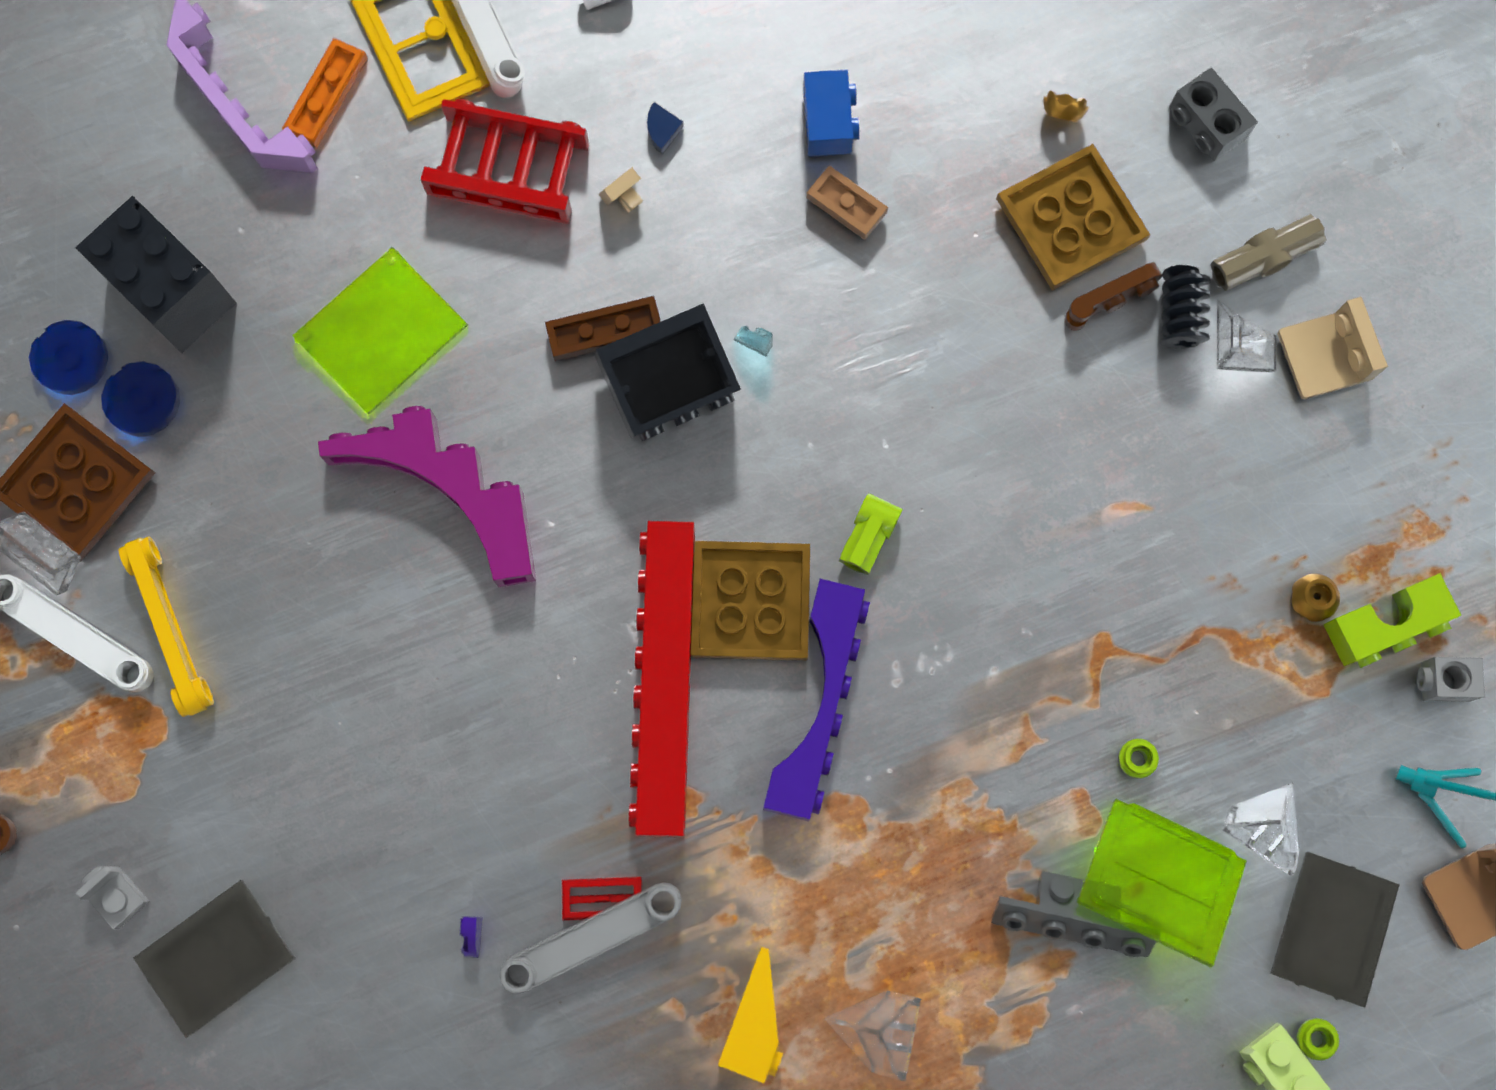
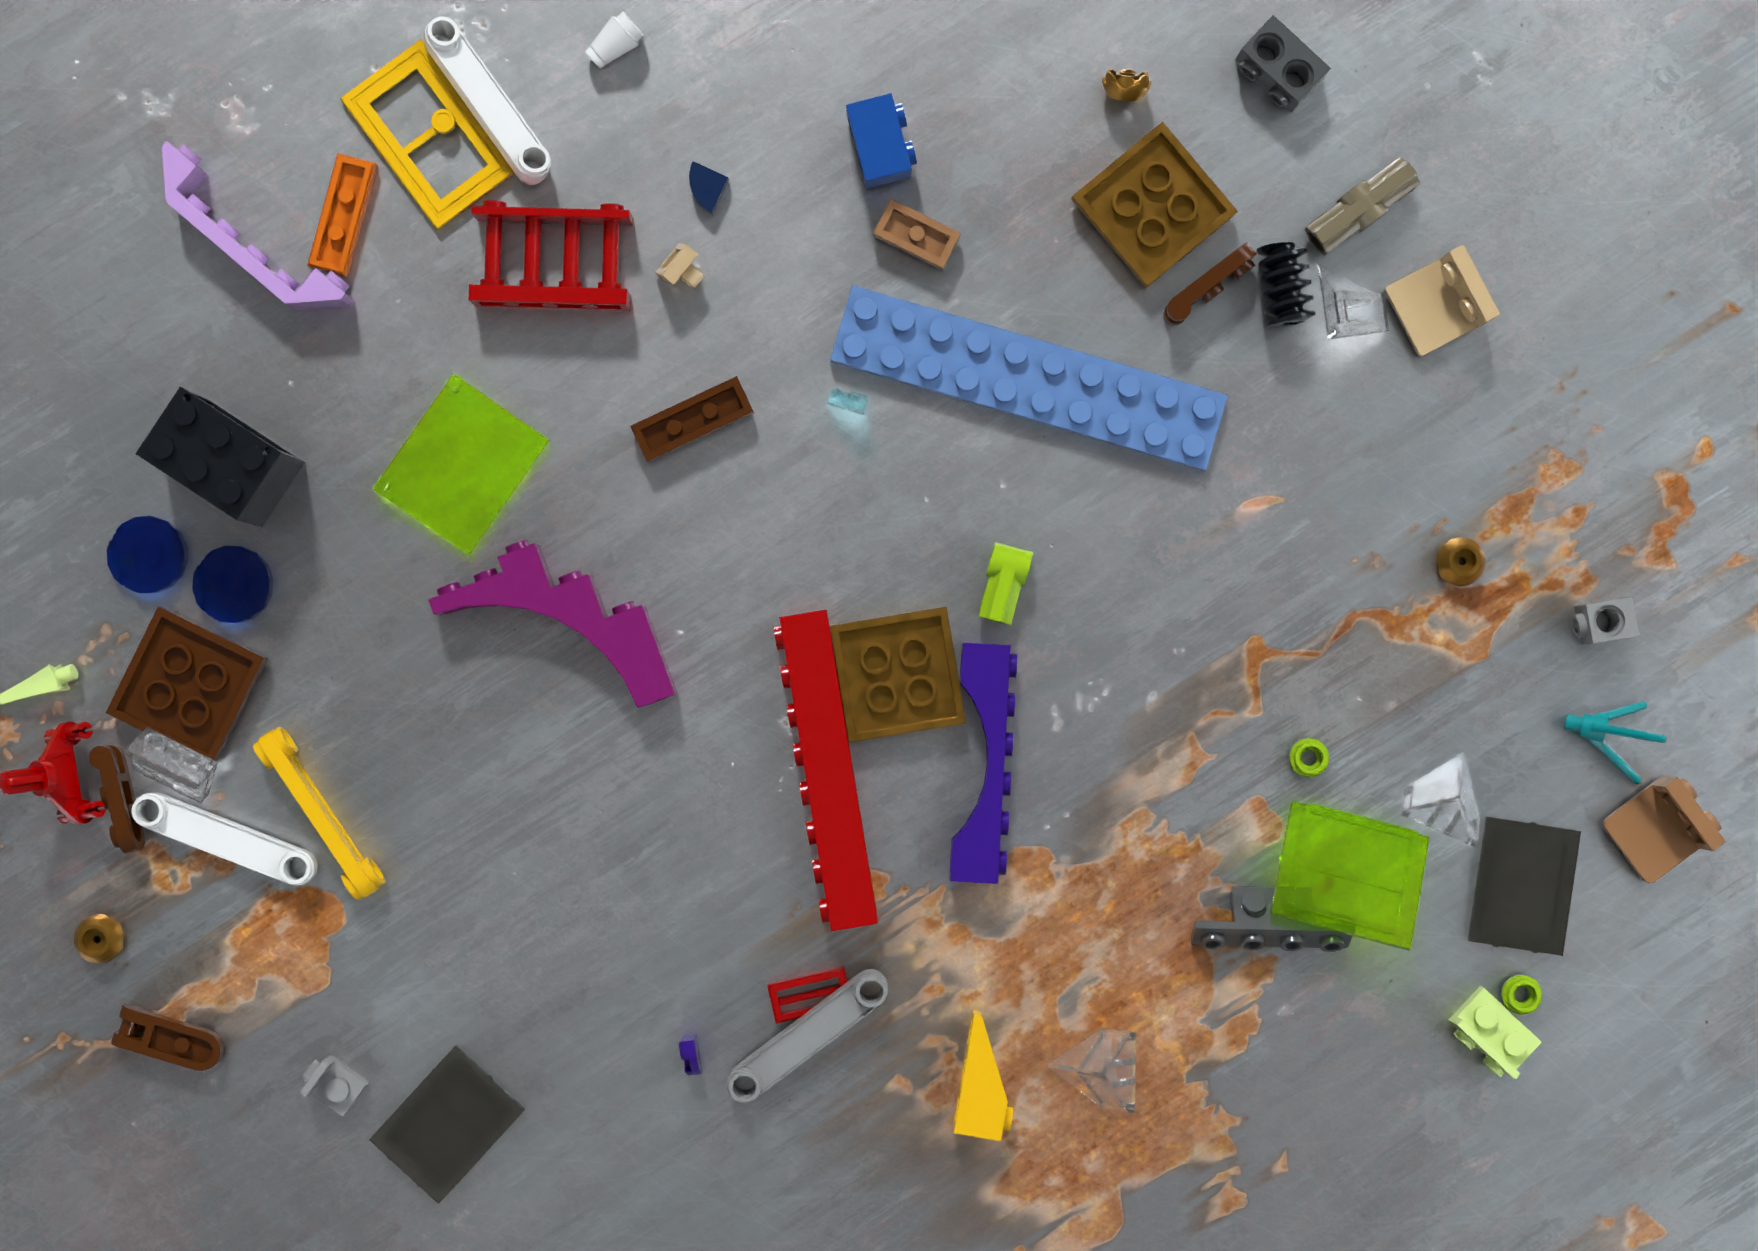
camera: 10 degrees left, 10 degrees up
(667, 372) = (769, 462): black container -> none
(929, 351) = (1028, 378): none -> medium blue plate
(1421, 608) = (1569, 555): lime arch -> none

